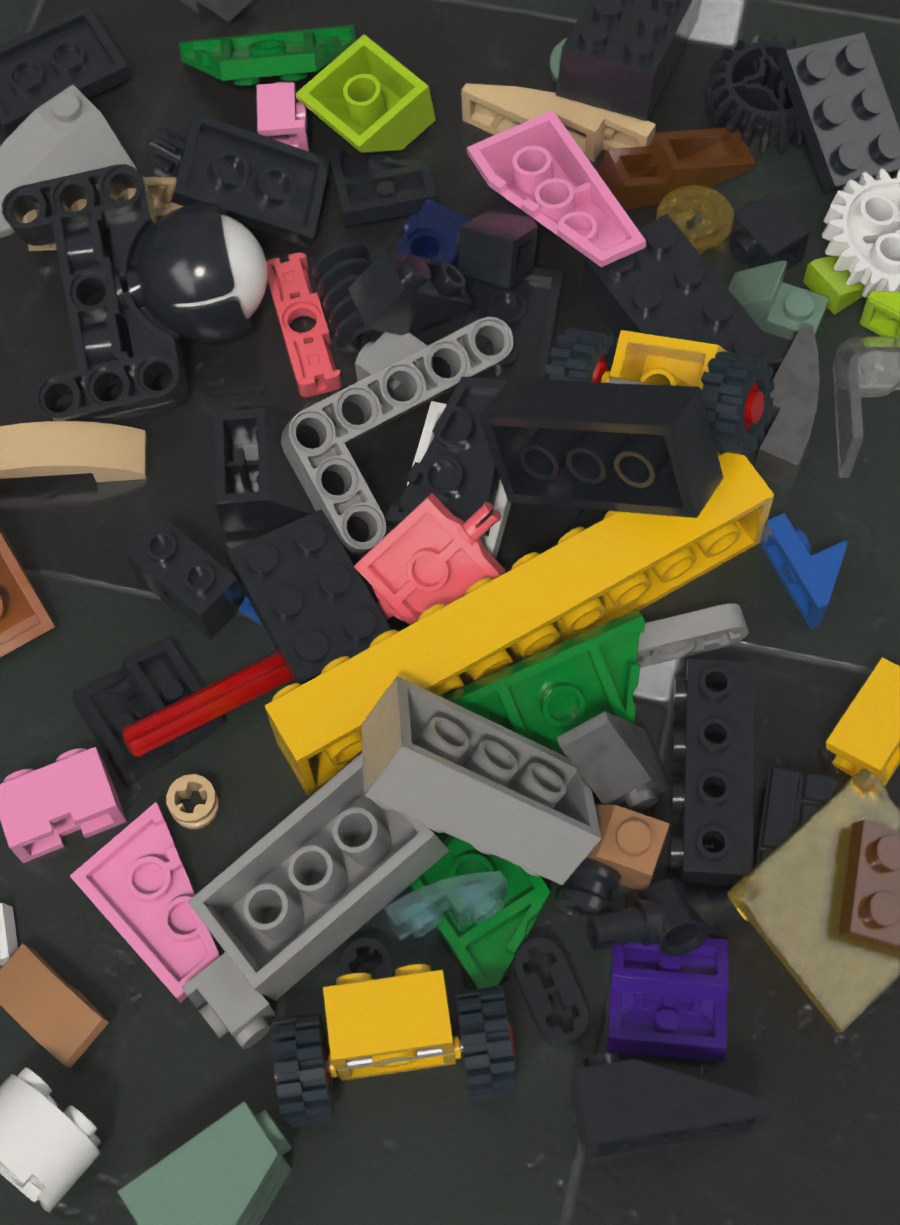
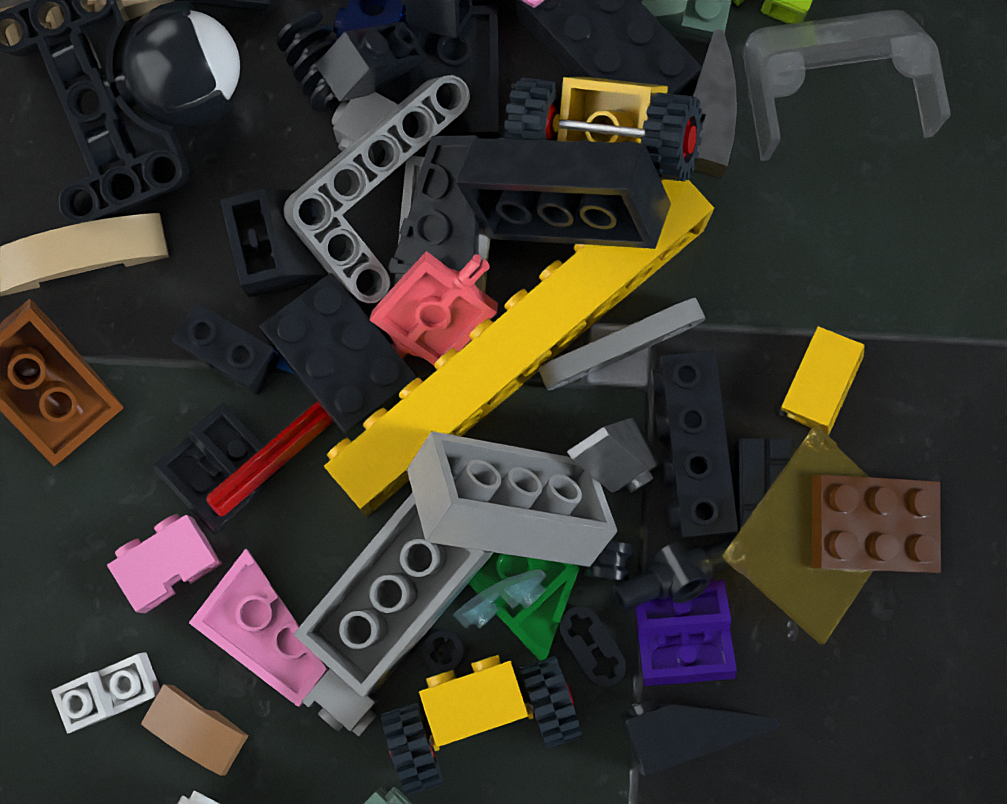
camera: 15 degrees left, 15 degrees up
(182, 789) = (264, 530): tan bush -> none
(310, 350) = (285, 114): coral piece -> none
(563, 684) = (562, 402): green wing -> none
(629, 844) = (637, 520): medium nougat slope -> none
(804, 576) = (749, 264): blue slope -> none

